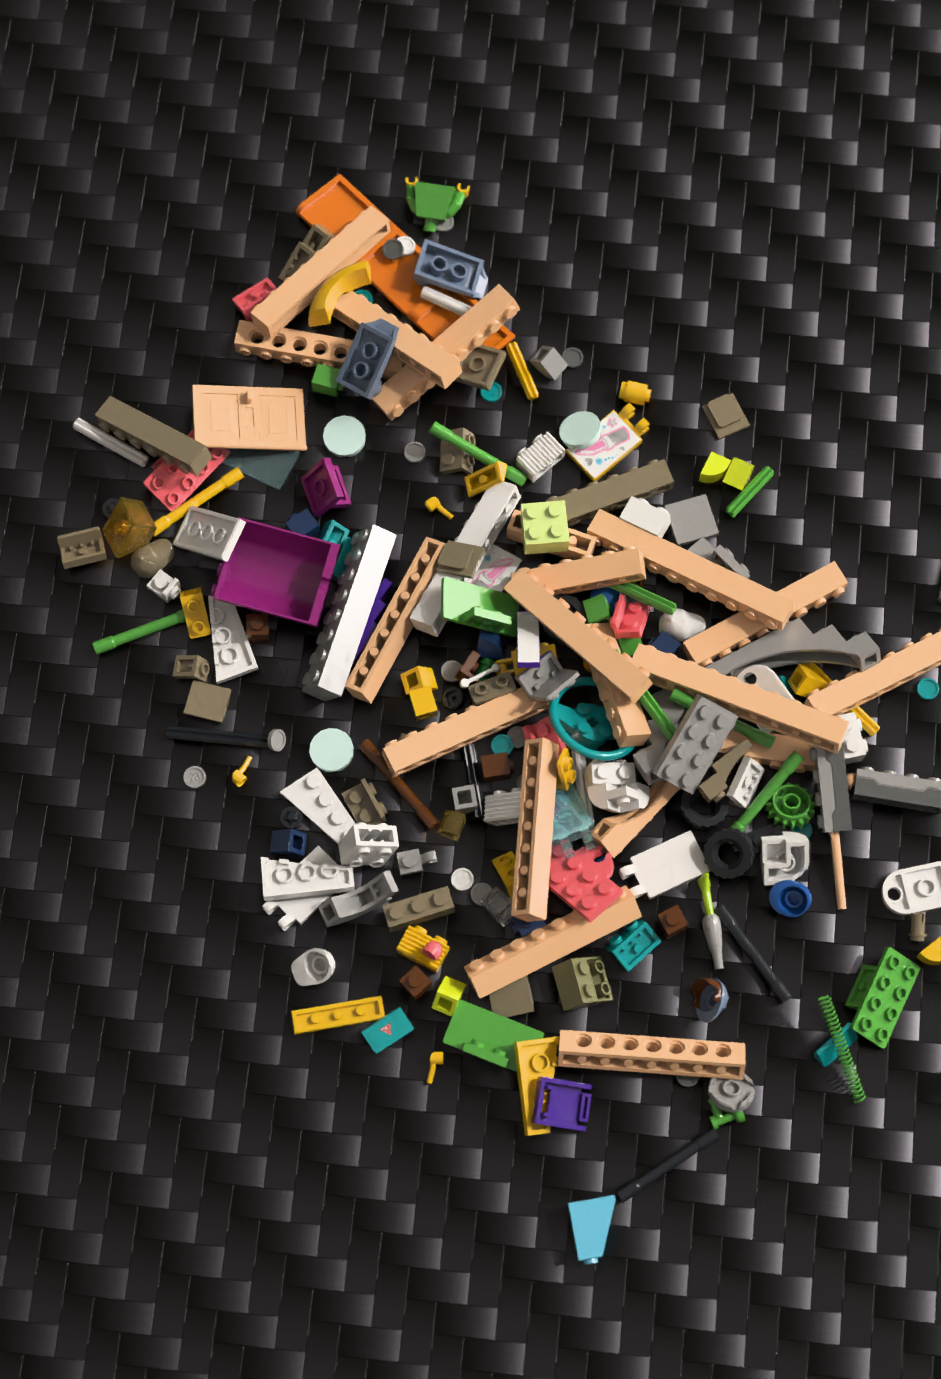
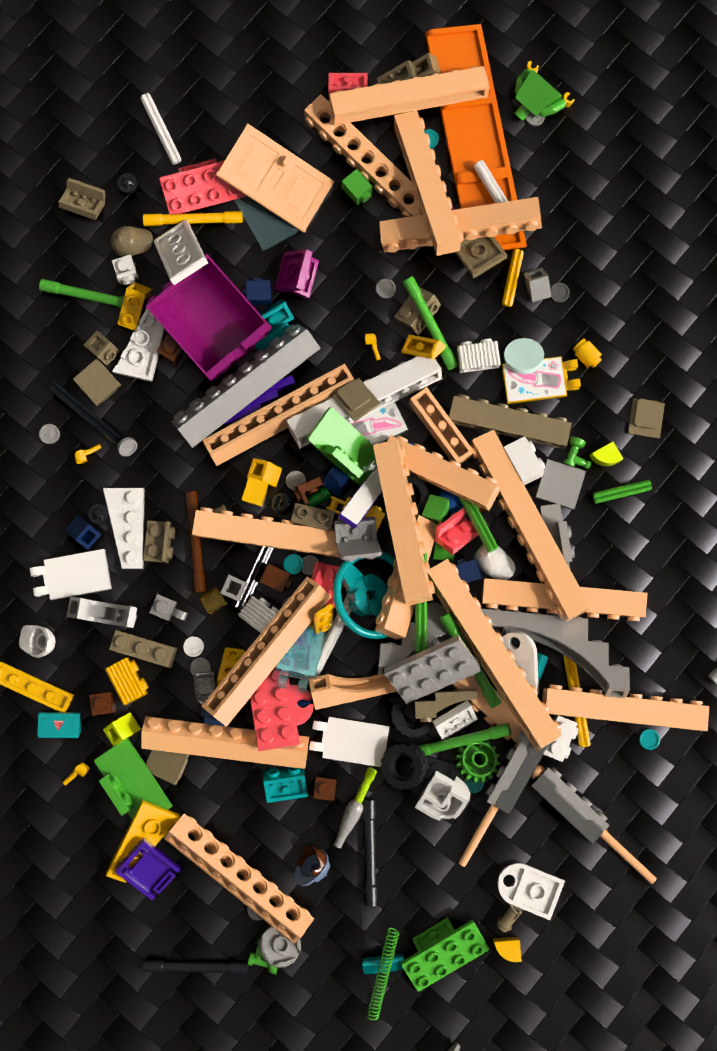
camera: 30 degrees right, 10 degrees up
(128, 527) = (127, 206): clear yellow slope -> none
(153, 436) = (191, 146): dark tan brick -> none
(292, 880) = (69, 566): white wing -> none
(331, 750) = (163, 481): light aqua tile -> none
(341, 282) = (416, 114): yellow brick -> none
(344, 436) = (340, 240): light aqua tile -> none
(368, 357) = (395, 190): sand blue slope -> none
(368, 845) = (135, 576): white brick -> none
(393, 249) = (478, 113): dark grey piece -> none
(409, 245) = (490, 116): white piece -> none
(432, 950) = (129, 689): coral hinge -> none
(450, 270) = (511, 160): sand blue slope -> none
(465, 682) = (294, 499): white hinge -> none
(493, 395) = (479, 281): teal piece -> none
(544, 527) = (437, 418): yellowish green brick -> none
(582, 983) = (226, 788): olive slope -> none
(590, 1226) = (106, 973): medium azure slope -> none
(615, 773) = (356, 645): white brick -> none
(619, 799) = (350, 668): white brick -> none
(686, 491) = (572, 459): none -> bright green piece
(738, 473) = (623, 471): neon yellow brick -> none
(790, 898) = (427, 831): blue hat -> none
(805, 680) = (557, 672): yellow brick -> none

